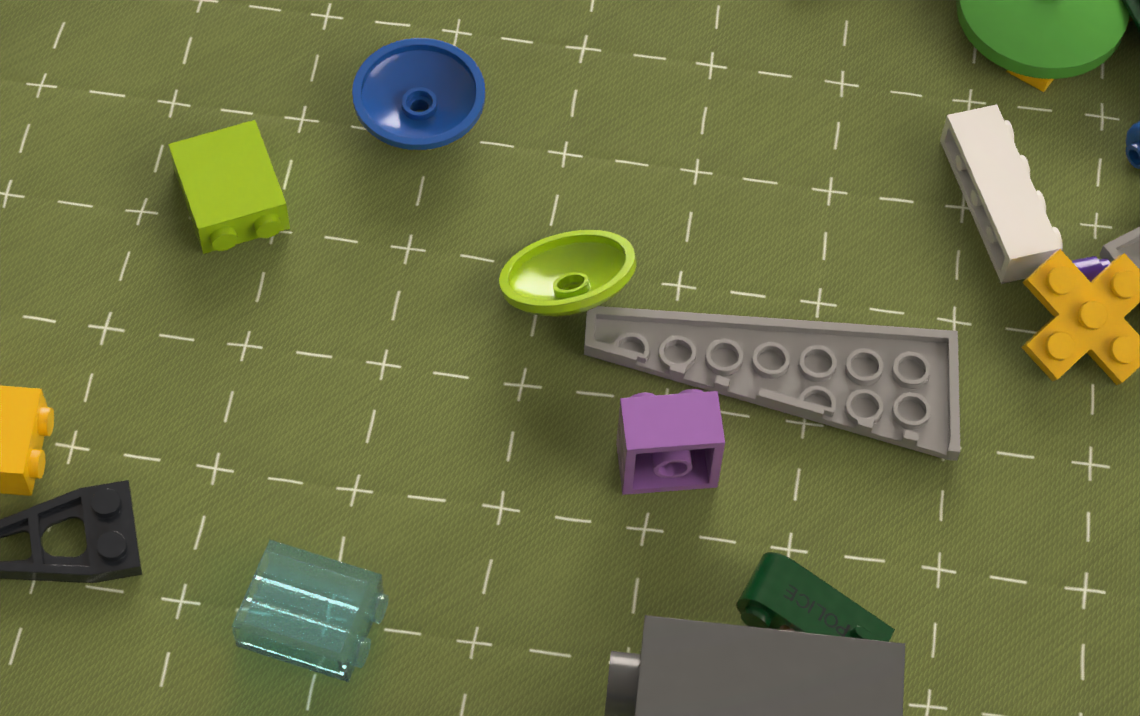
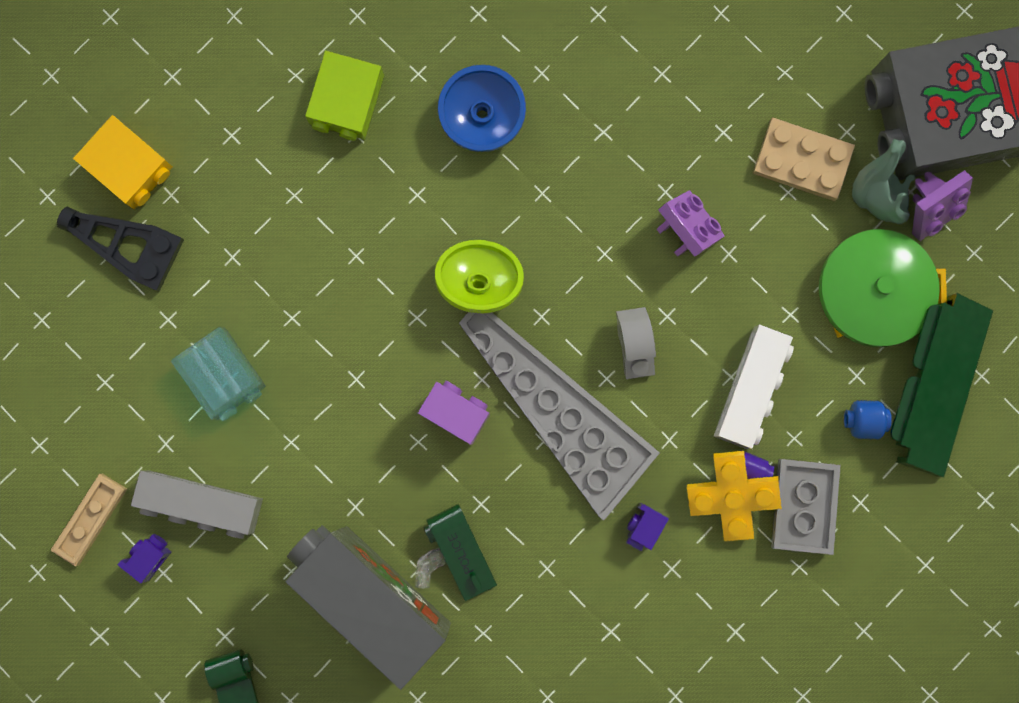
camera: 35 degrees right, 25 degrees up
(756, 54) = (690, 223): none -> medium lavender plate
(825, 222) = (636, 342): none -> light grey brick
(1016, 425) = (645, 527): none -> dark purple brick

